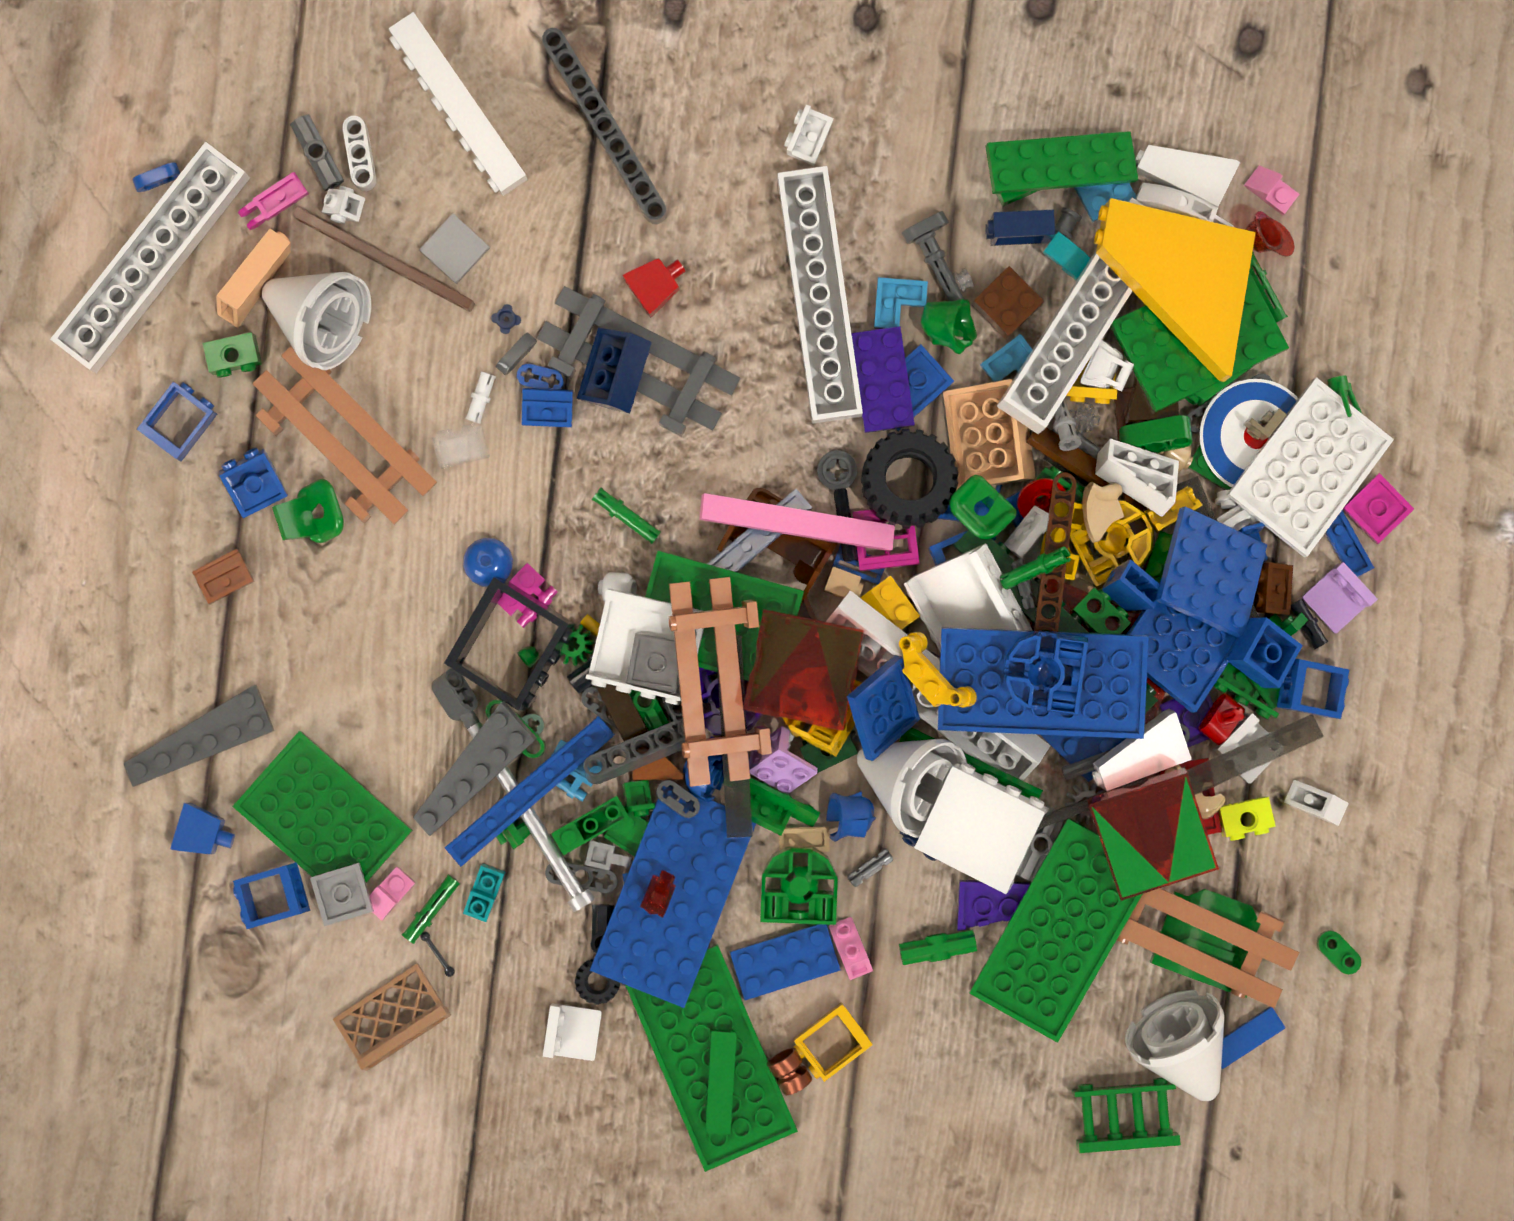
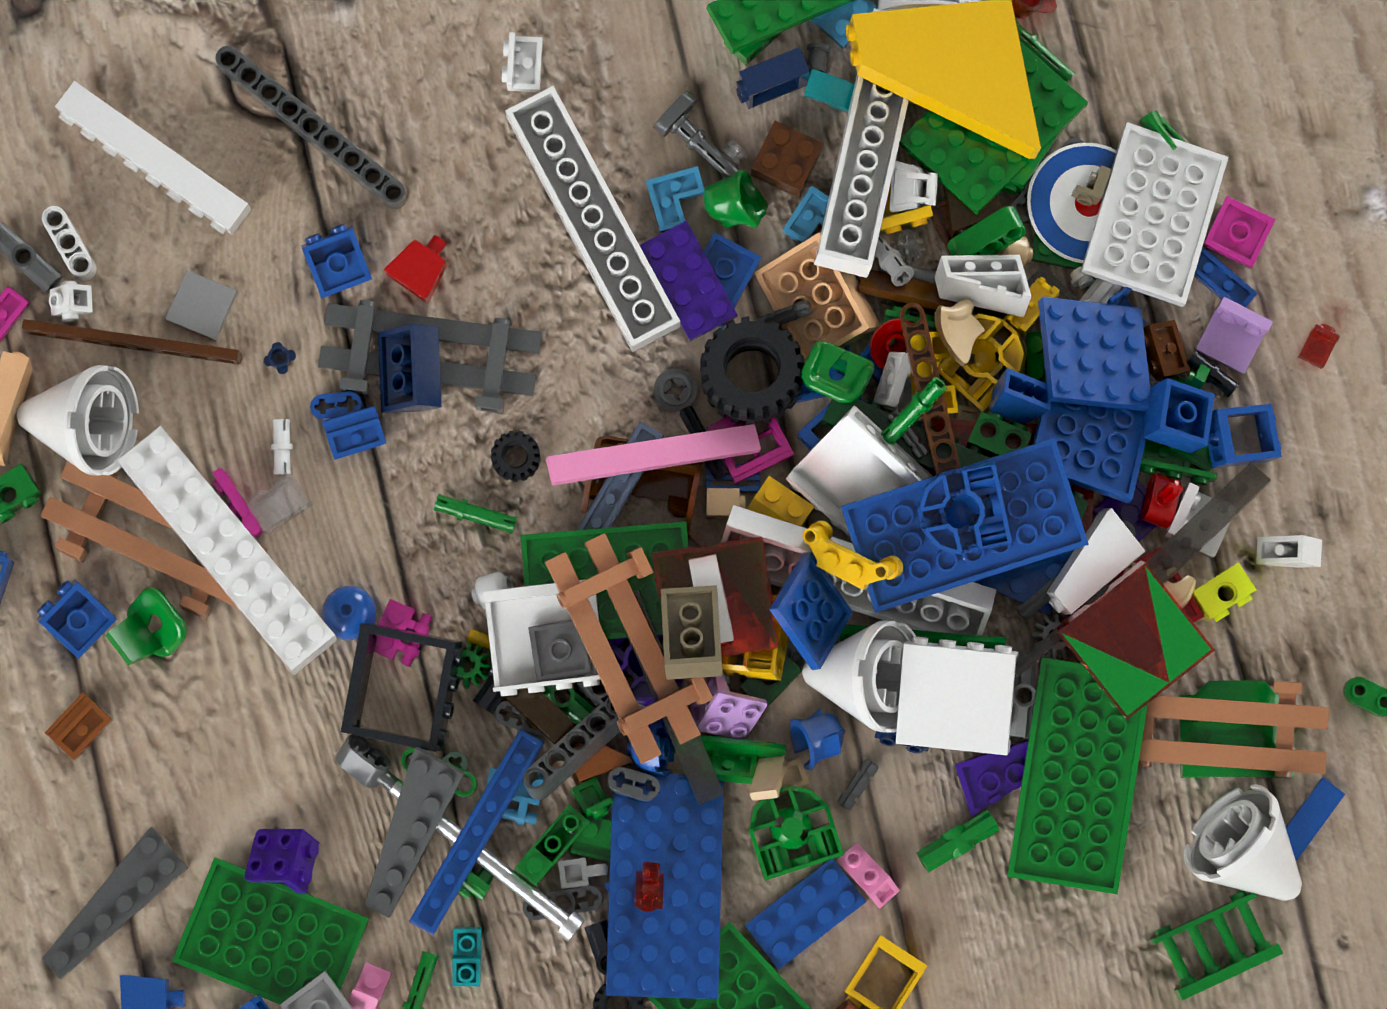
camera: 20 degrees left, 5 degrees down
(356, 753) = (283, 857): none -> dark purple bracket
(401, 472) = (227, 550): none -> white brick
(425, 434) = (238, 504): none -> dark pink hinge
(516, 353) = (302, 389): dark grey beam -> none
(529, 655) = (425, 694): green hinge -> none
(584, 251) = (336, 260): none -> blue plate
(672, 464) = (519, 472): none -> black tyre
(772, 691) = (691, 632): none -> dark tan slope
(795, 835) = (768, 778): none -> tan tile
(800, 668) = (706, 572): none -> white slope
(959, 439) = (789, 313): none -> dark grey axle
(1410, 632) = (1319, 345): none -> clear red bracket

